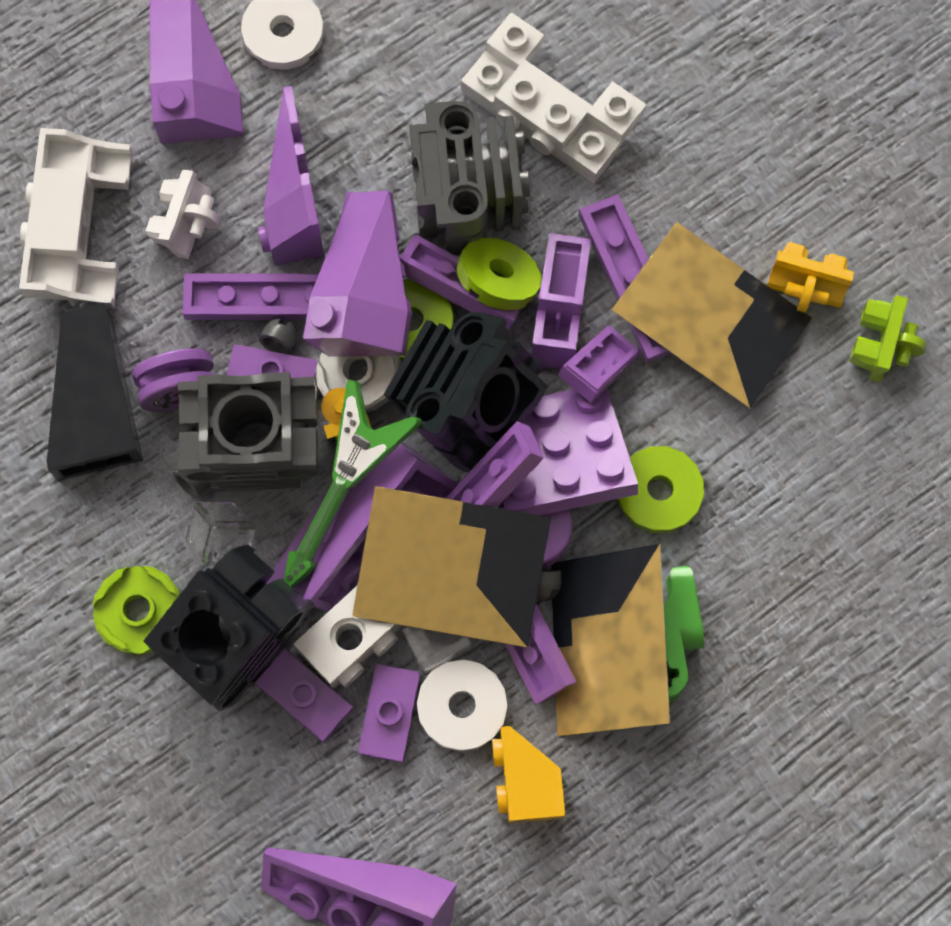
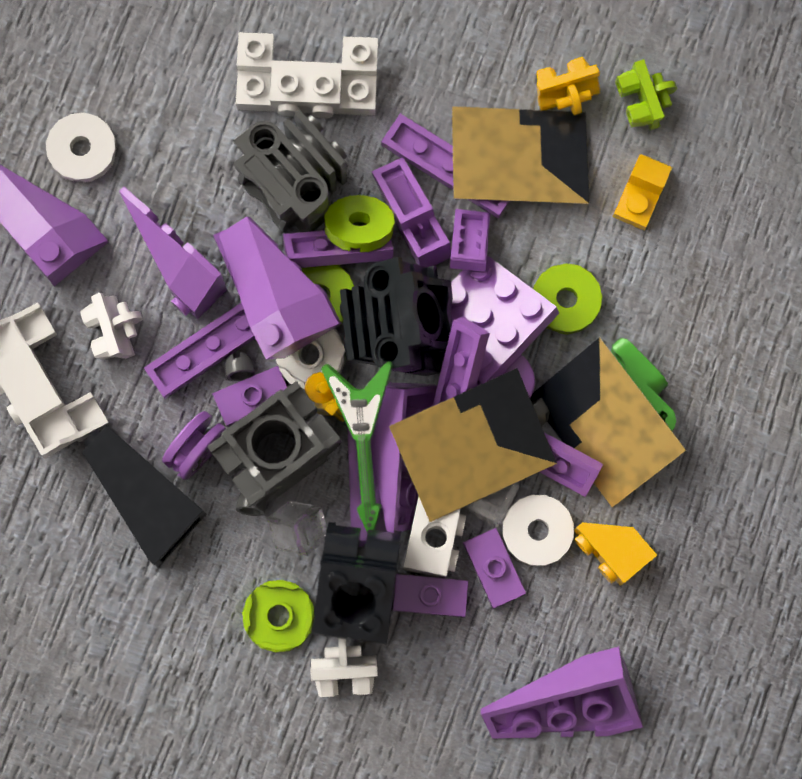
camera: 35 degrees left, 5 degrees up
(165, 702) = (344, 663): none -> white hips
(815, 434) = (642, 192): none -> yellow slope

